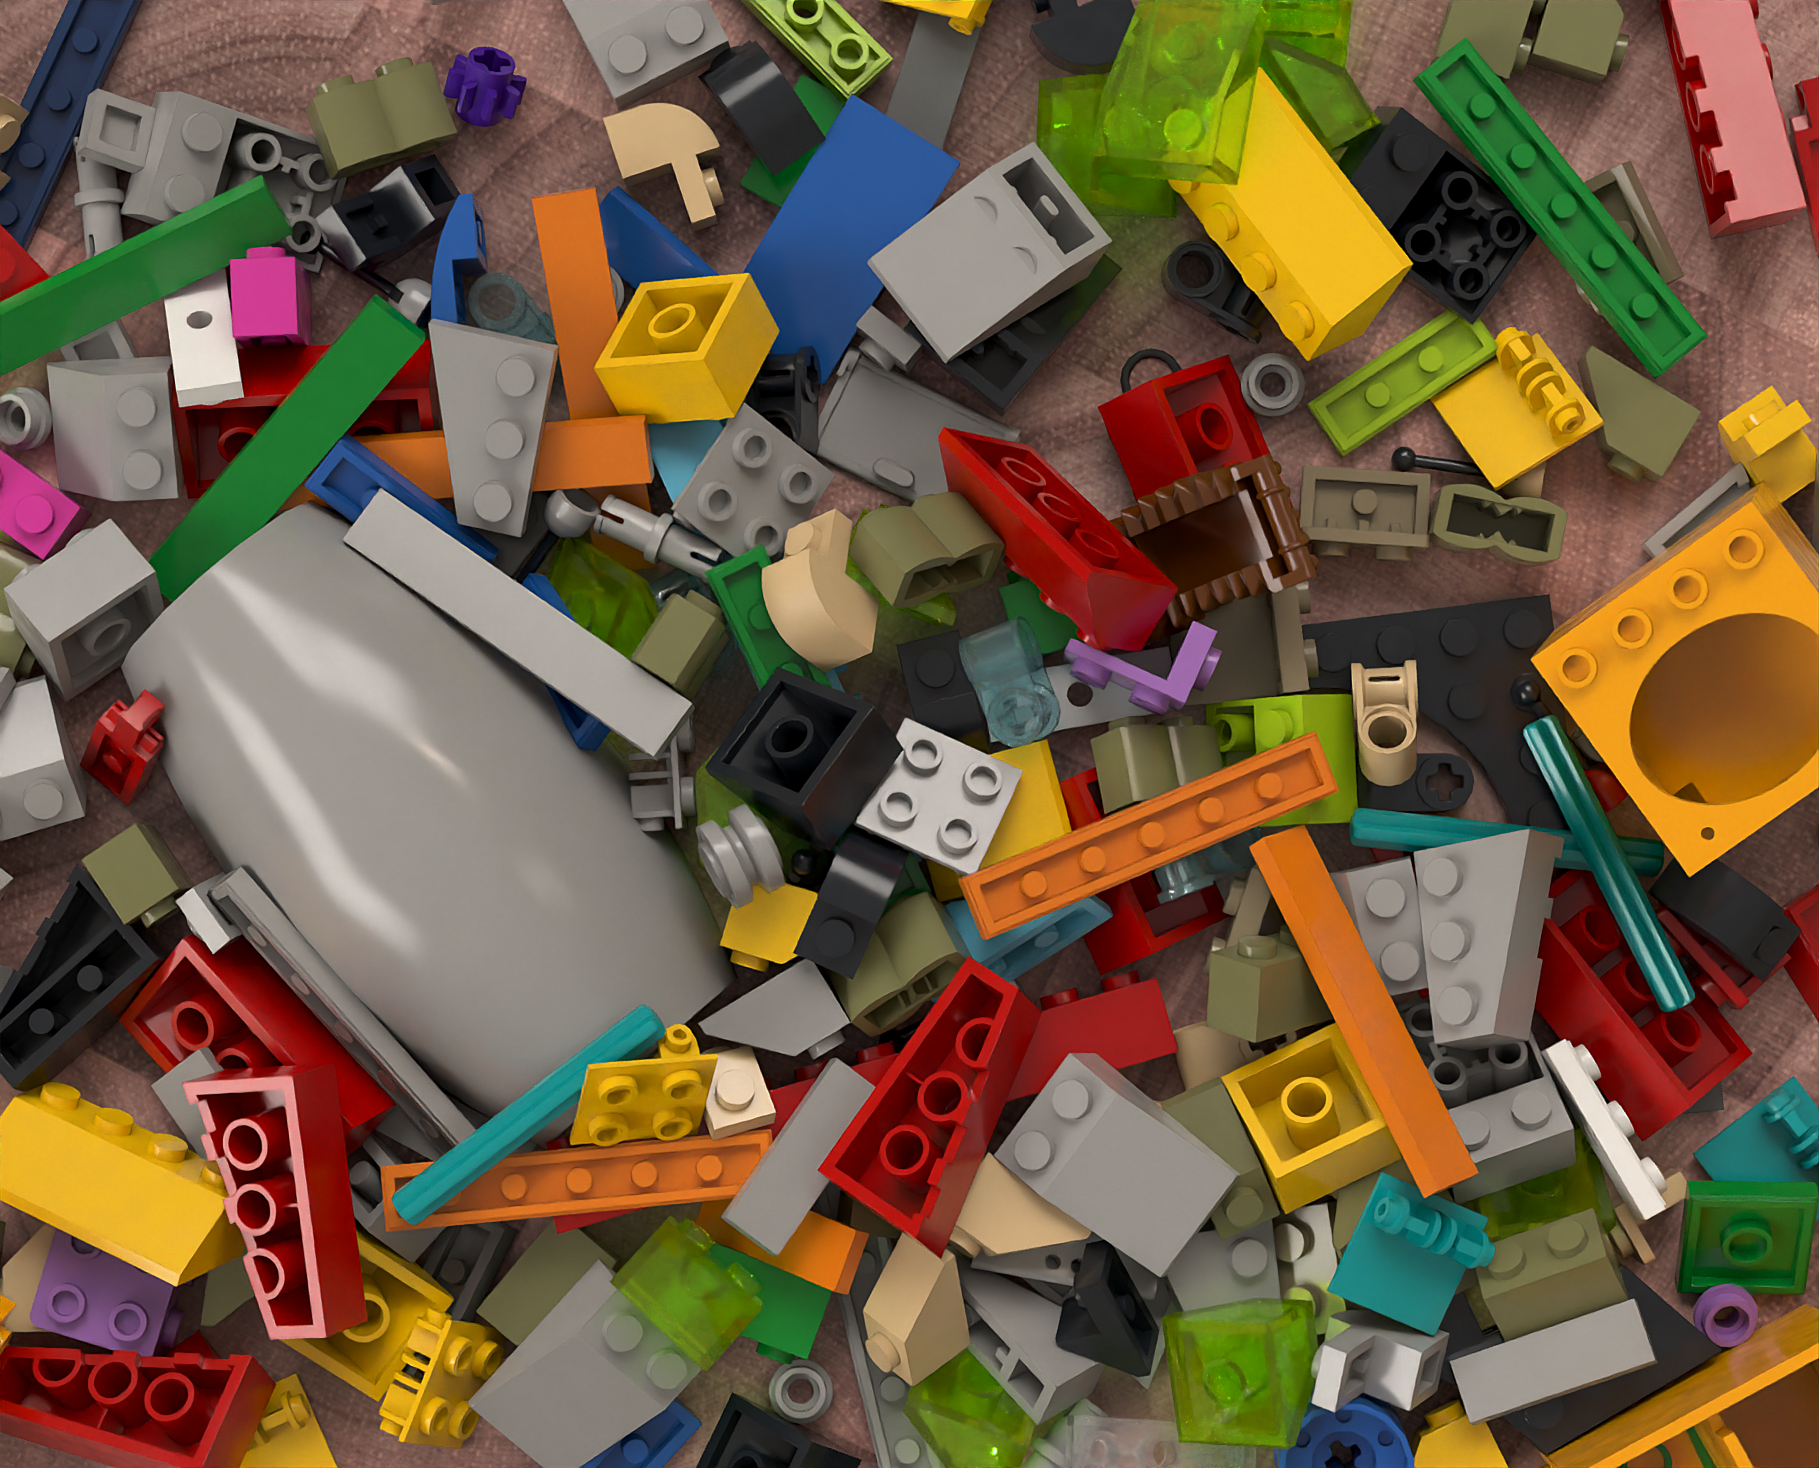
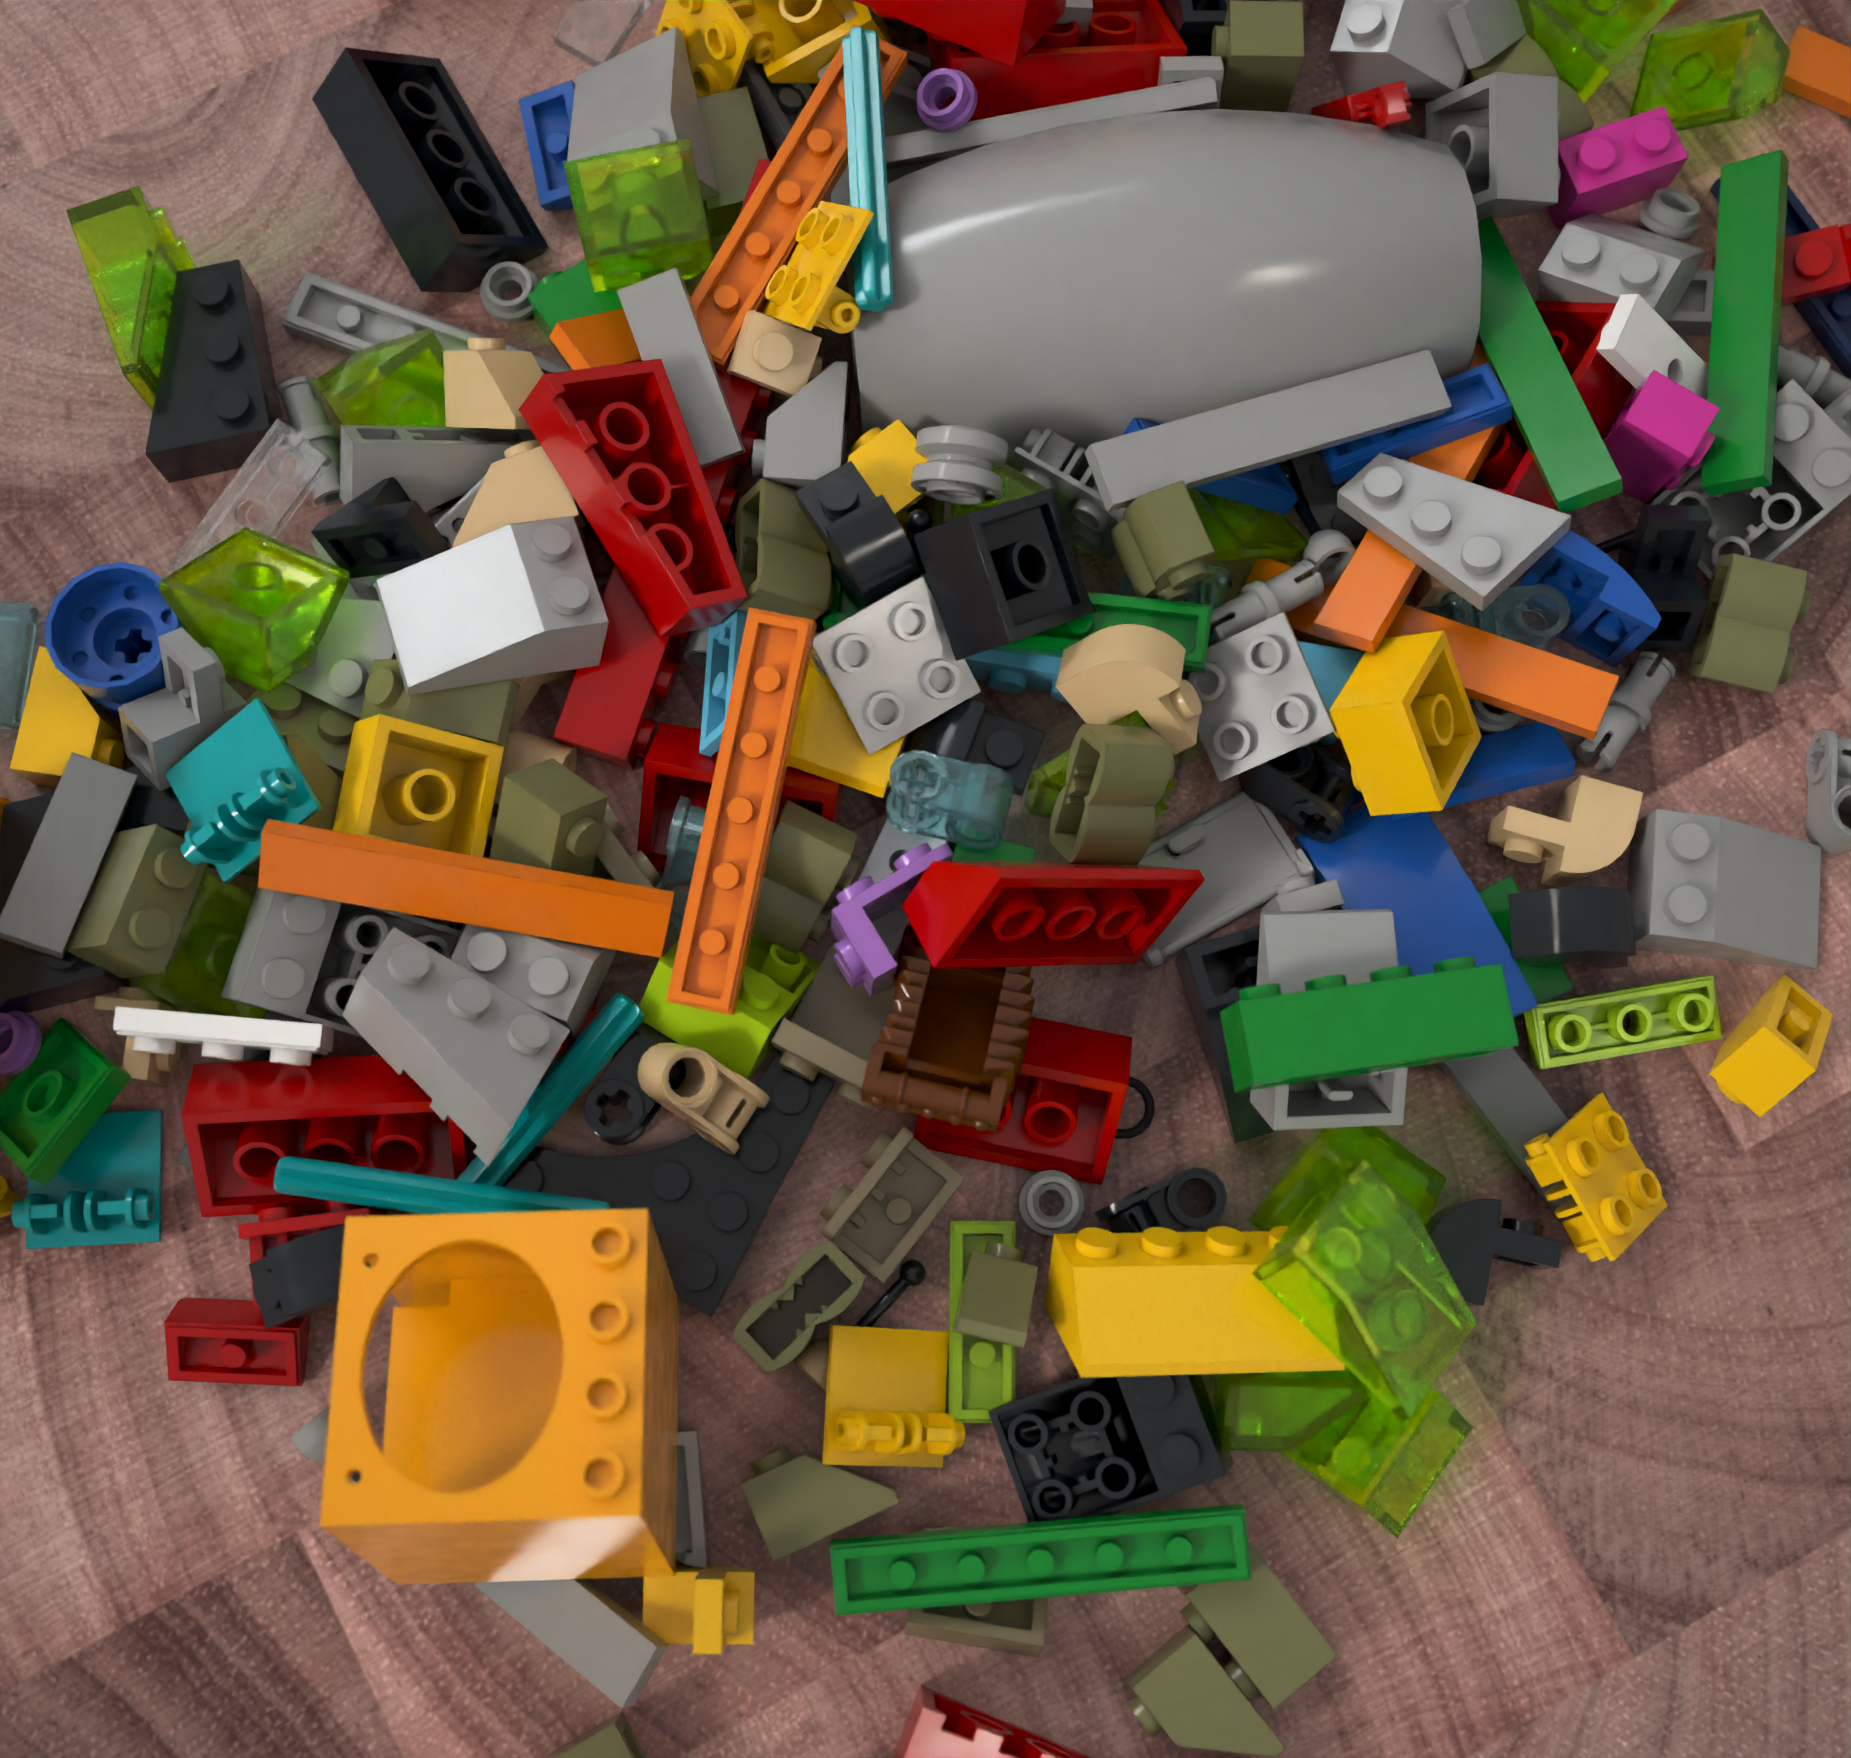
camera: 120 degrees right, 10 degrees down
(401, 1123) = (938, 87): none -> medium lavender plate
(484, 86) = (1724, 723): dark purple gear -> none
(523, 174) = (1627, 711): none -> light grey pin
(989, 217) = (1367, 1025): none -> green brick
(1386, 374) = (996, 1295): none -> olive slope

